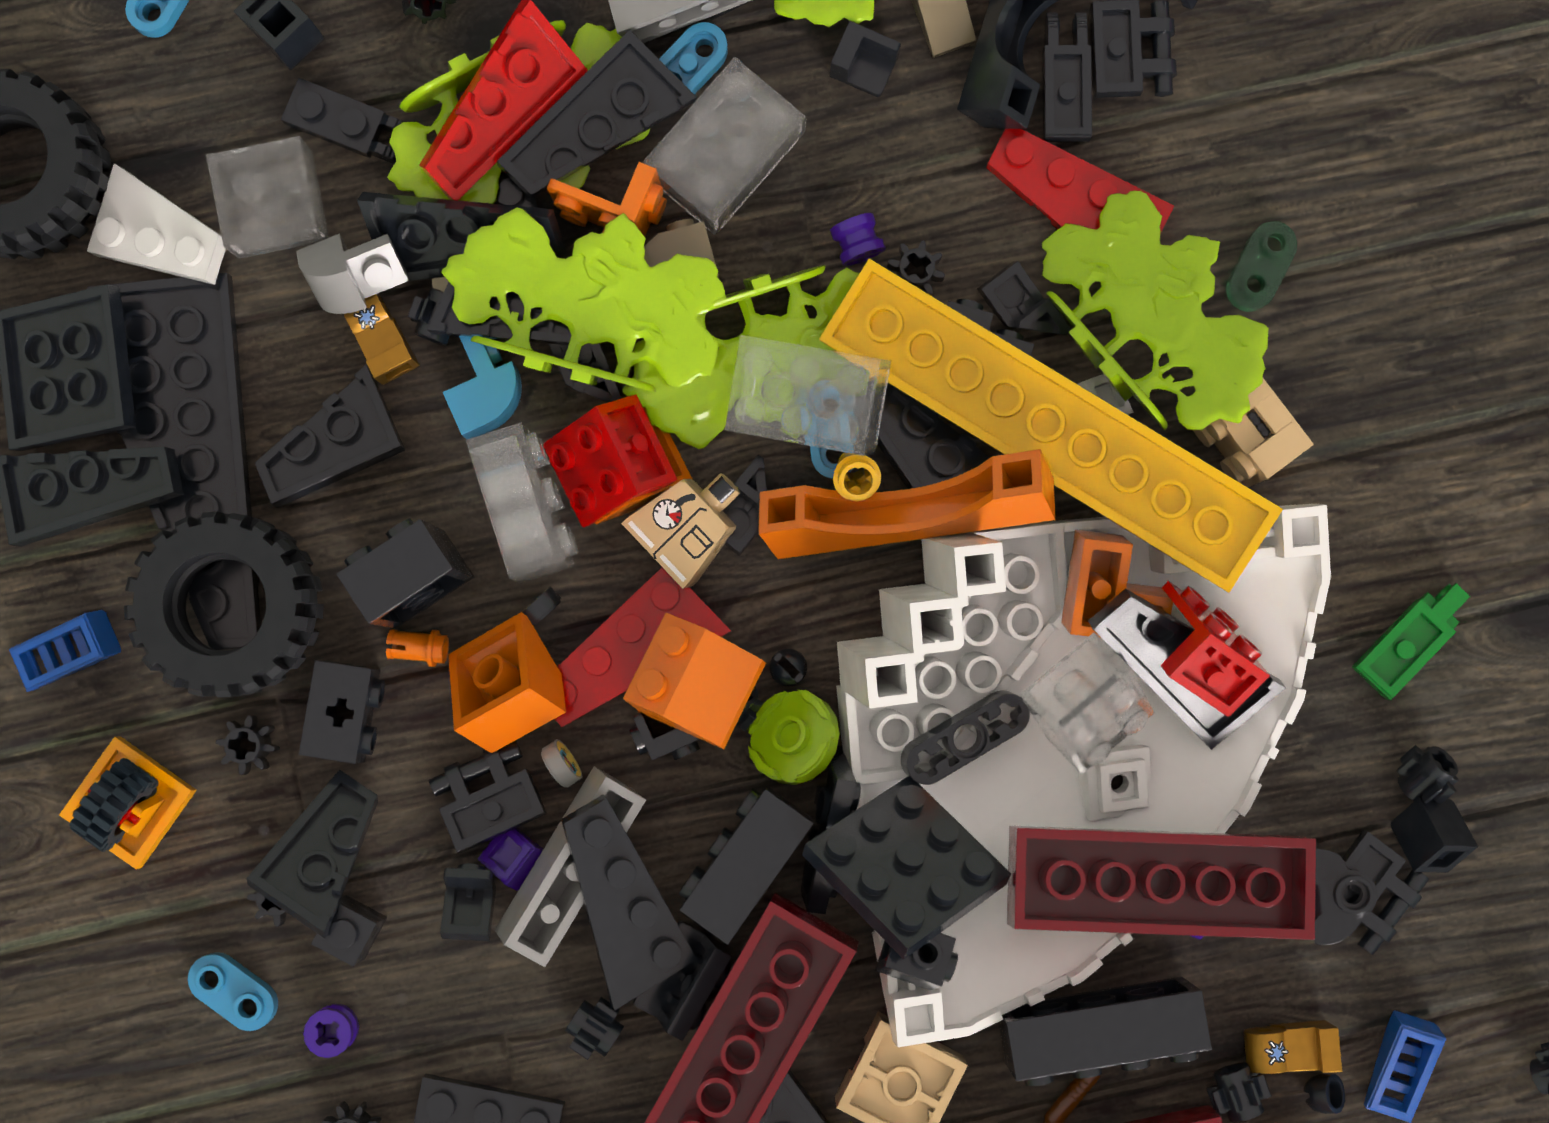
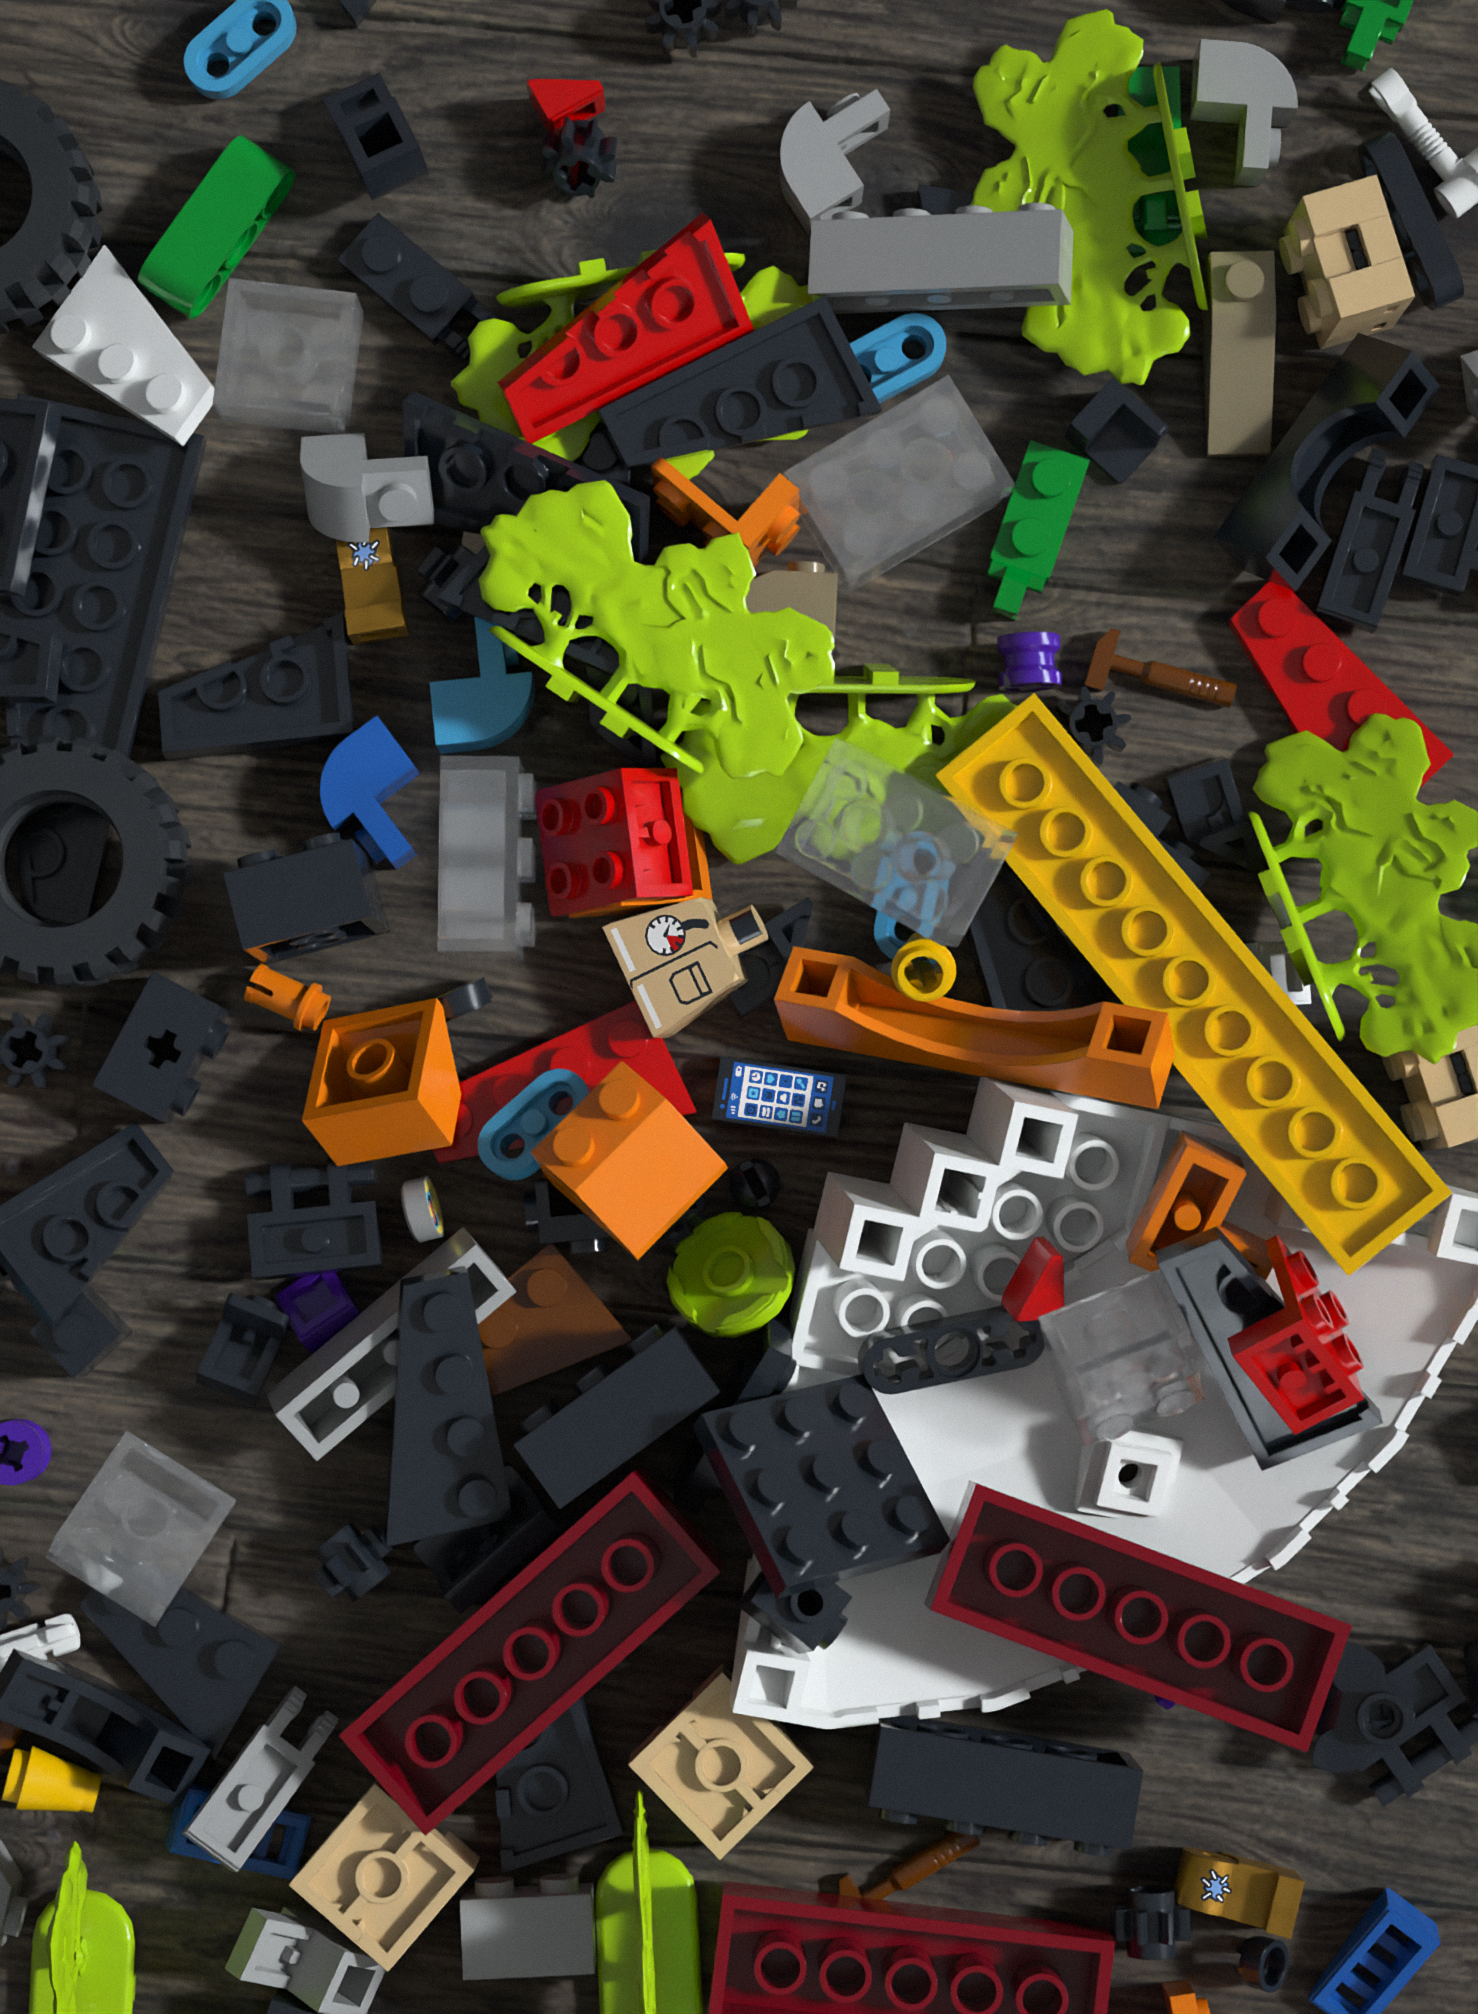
camera: 15 degrees right, 0 degrees up
(188, 125) = (216, 227): none -> green beam
(416, 476) = (358, 779): none -> blue brick
(436, 1056) = (140, 1528): none -> clear brick
(612, 675) = (528, 1118): none -> dark azure plate
(675, 815) = (545, 1324): none -> reddish brown wing
(785, 601) = (779, 1097): none -> tile
(829, 143) = (1034, 524): none -> green hinge
(947, 219) = (1155, 674): none -> reddish brown piece
(1009, 671) = (1037, 1283): none -> red slope

